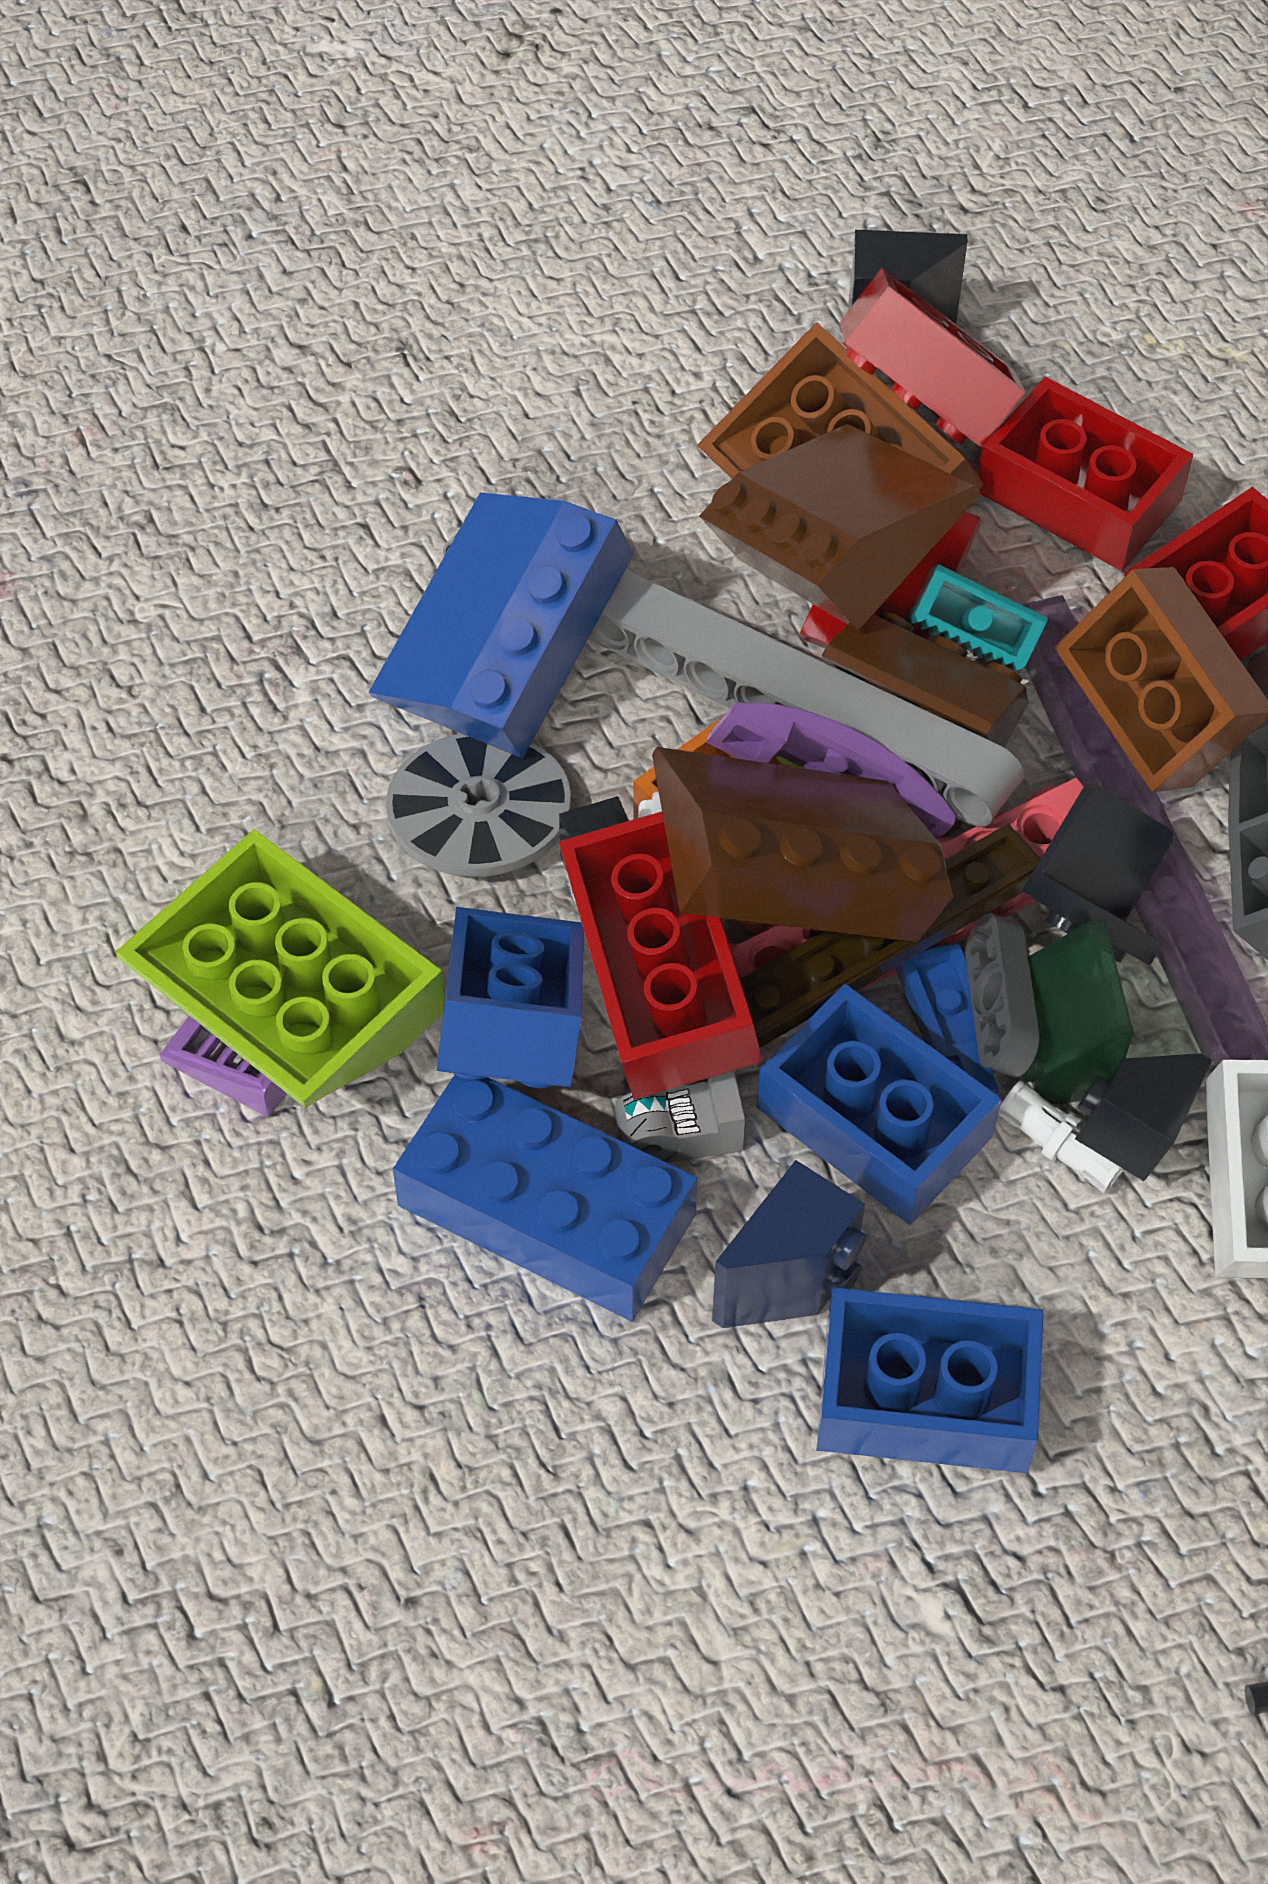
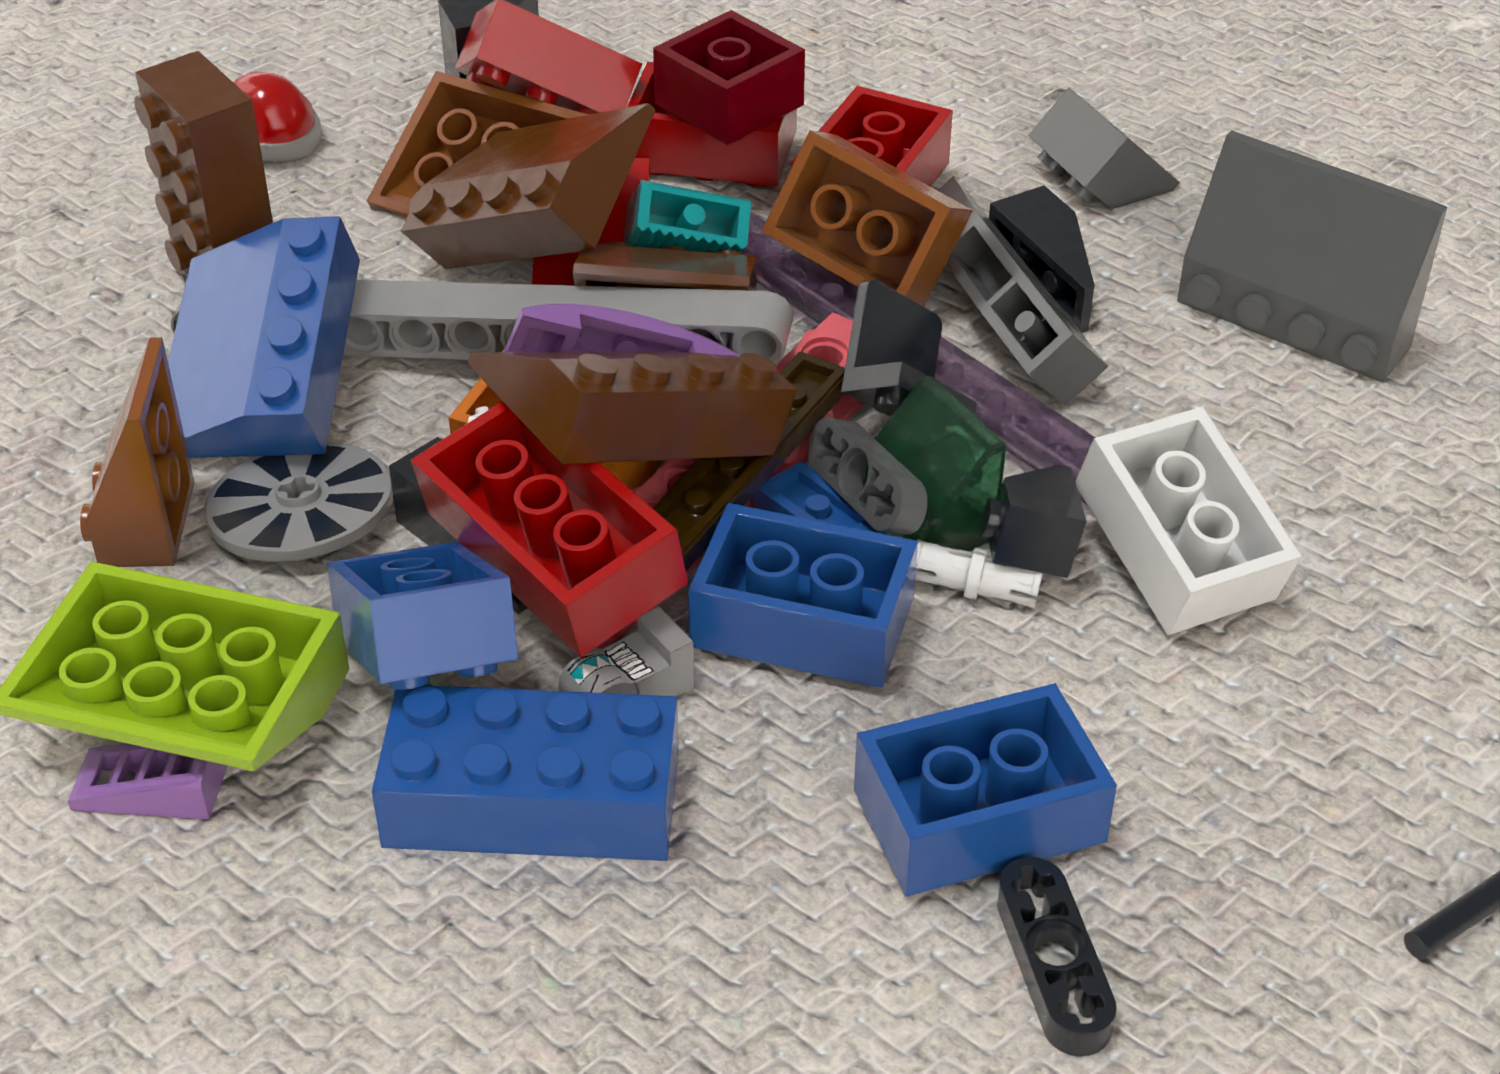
camera: 25 degrees left, 15 degrees down
(341, 737) = (144, 475): none -> dark orange slope
(523, 394) = (202, 155): none -> reddish brown brick
(645, 312) = (283, 117): none -> red piece
(790, 1252) = (799, 728): dark blue slope -> none
(888, 1608) = (1047, 982): none -> black beam
(1102, 448) = (729, 76): none -> dark red brick

